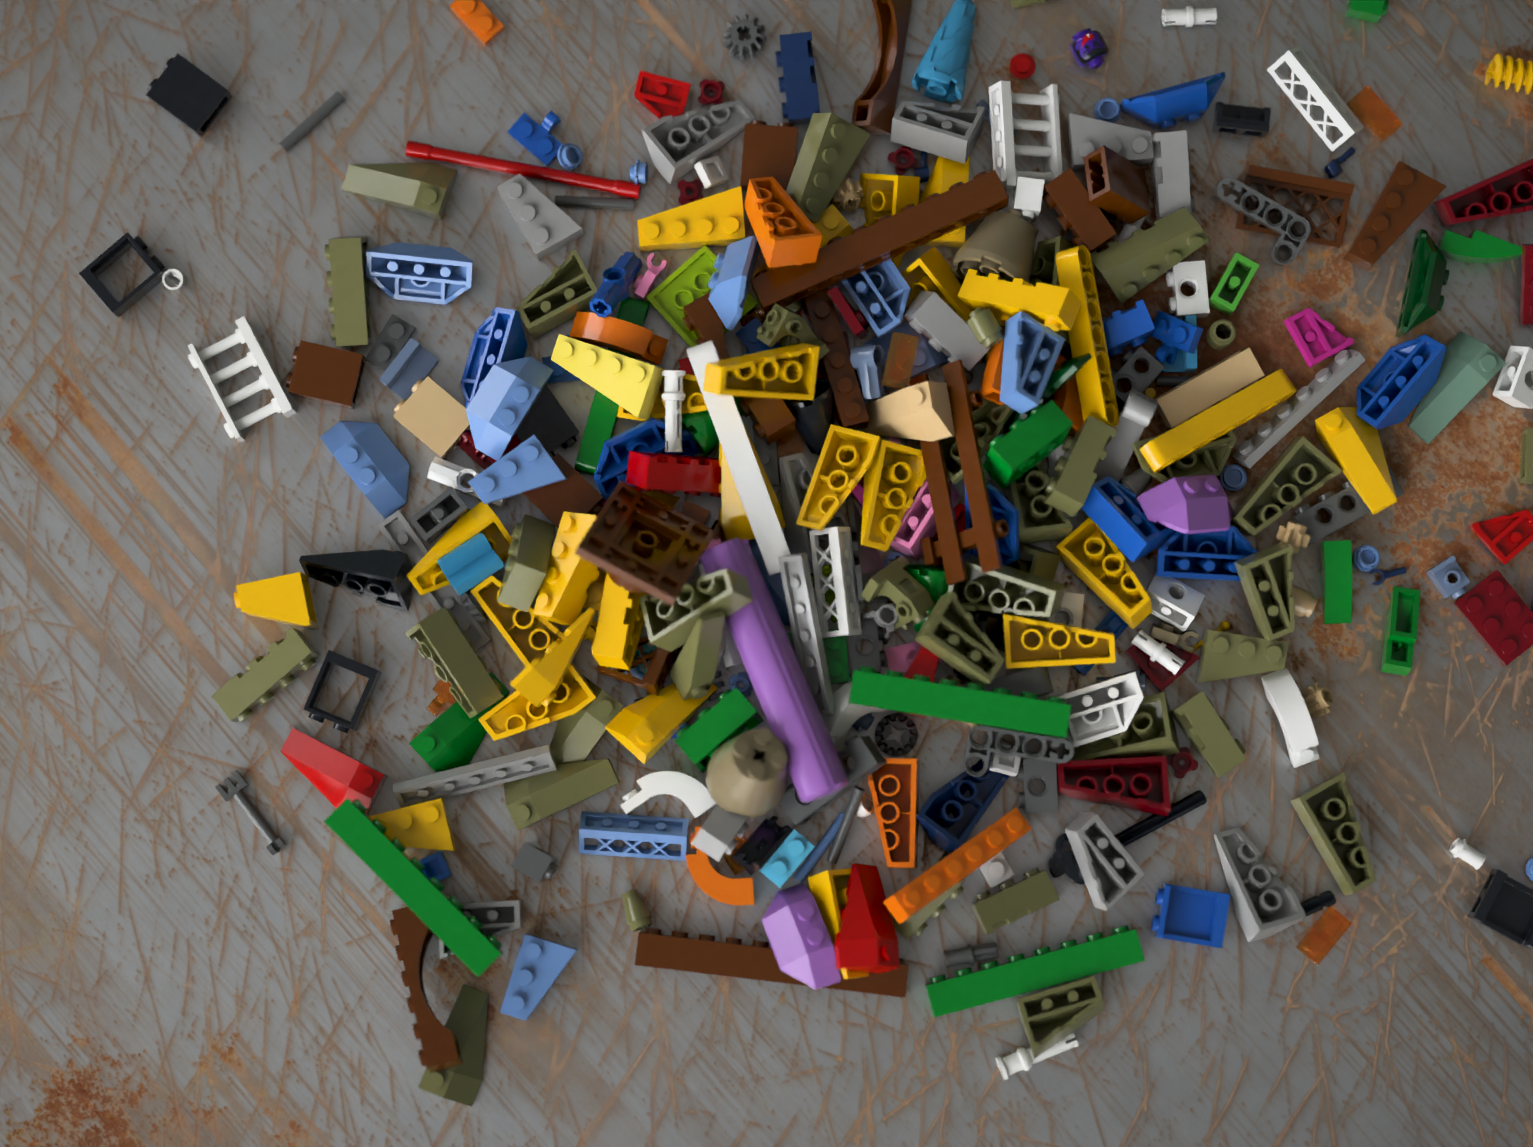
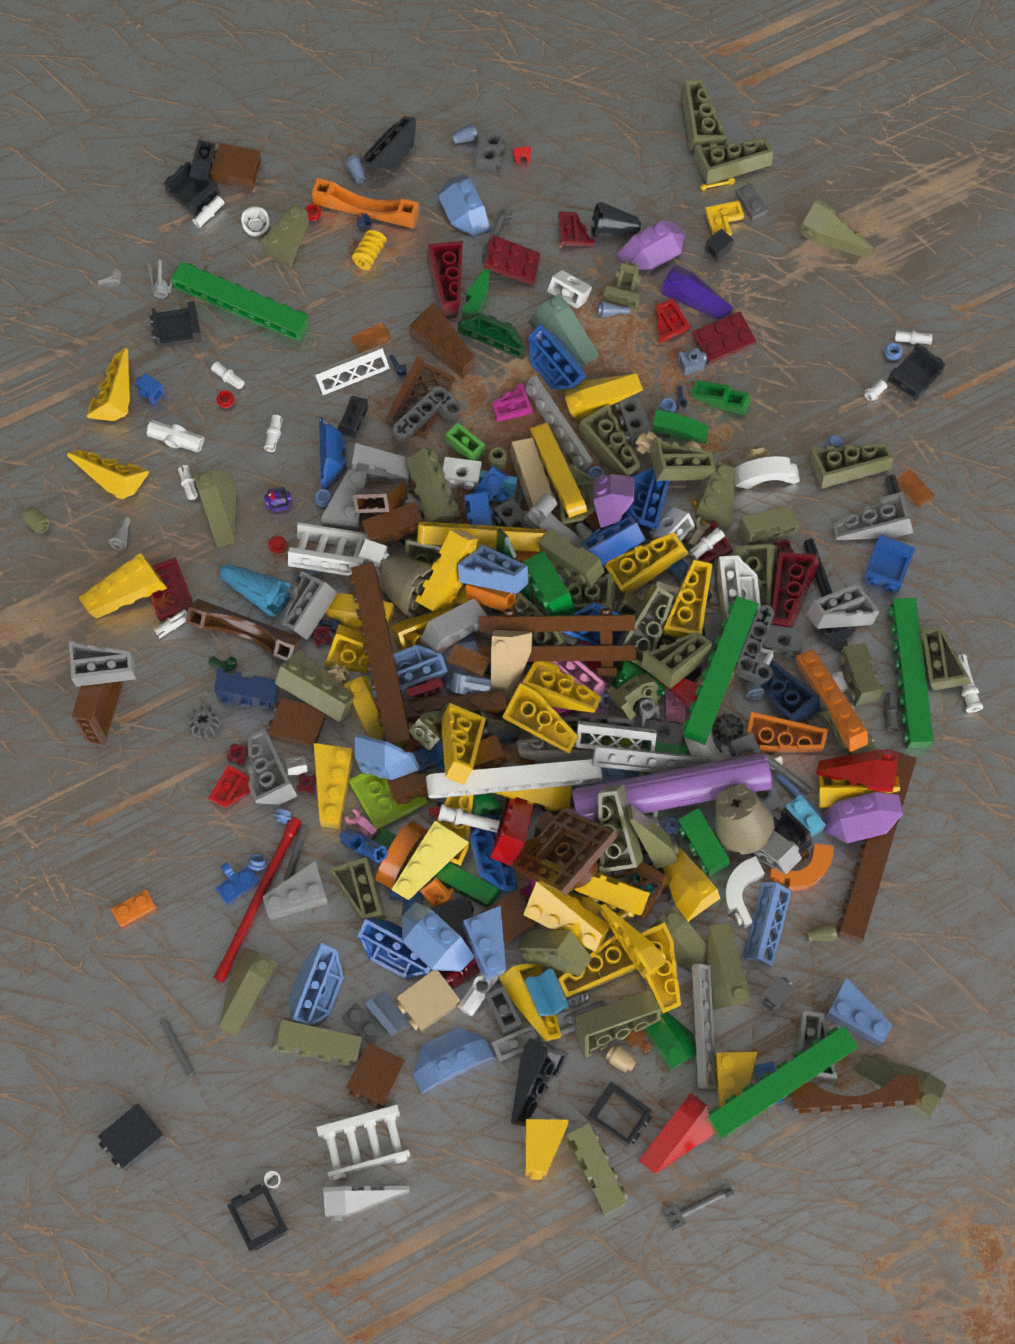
camera: 85 degrees left, 15 degrees down
(164, 375) = (346, 1201): none -> light grey wedge
(413, 679) = (621, 1058): none -> tan brick
(574, 395) = (436, 892): none -> orange bracket
(780, 225) = (352, 715): orange wedge -> none
(830, 42) = (228, 665): none -> dark green arm
(955, 759) = (753, 690): none -> sand blue cone
(985, 327) = (460, 595): olive brick -> none
(1366, 808) = (834, 440): none -> medium blue plate
(1504, 440) = (608, 309): none -> sand blue cone

